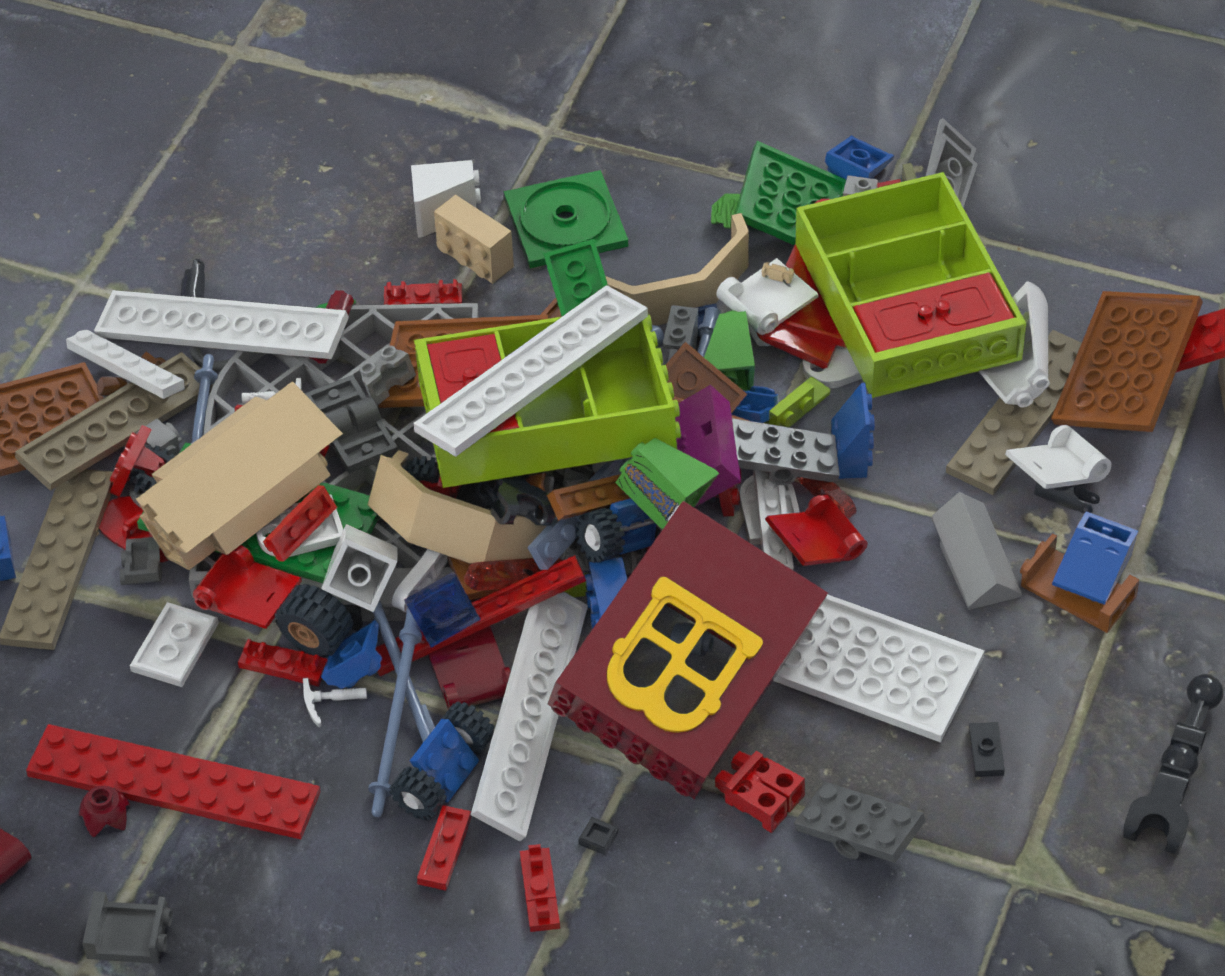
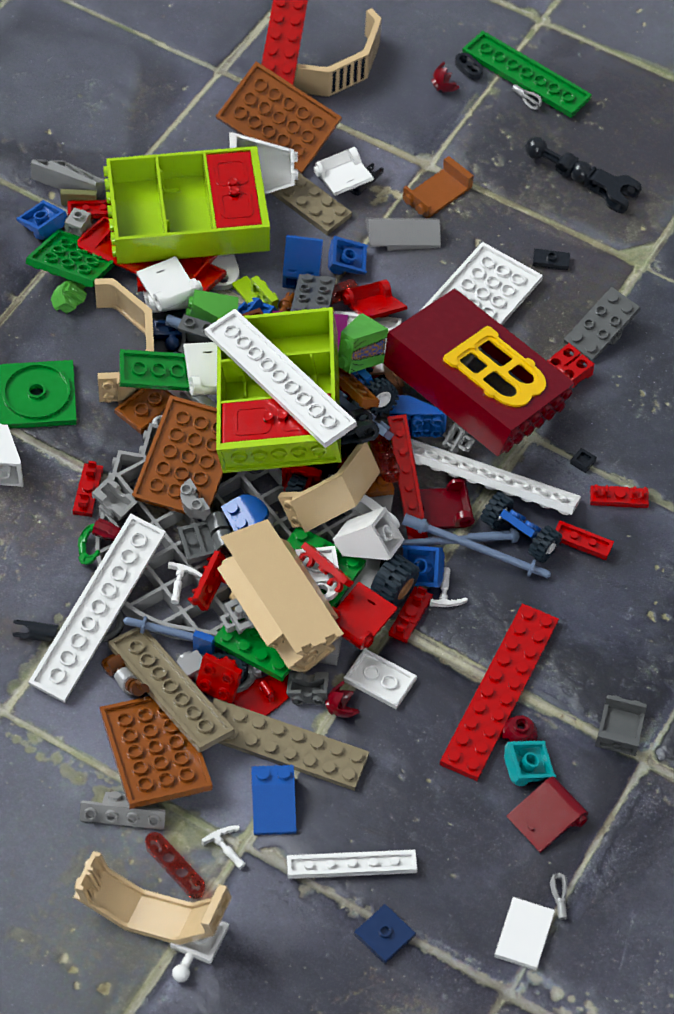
camera: 85 degrees left, 5 degrees up
(51, 822) = (527, 762): none -> teal slope
(125, 364) = (115, 676): white plate -> none
(130, 606) = (338, 700): none -> dark red piece
(180, 432) = (203, 643): none -> blue tile
(377, 434) = (245, 511): none -> slope
(385, 304) = (112, 500): none -> light grey cylinder
(442, 609) = (415, 501): clear blue hinge -> none
(474, 239) = (53, 443): tan brick -> none
(777, 272) = (154, 271): tan piece -> none
(898, 493) = (347, 256): none -> blue slope
(1095, 558) = (425, 172): blue slope -> none

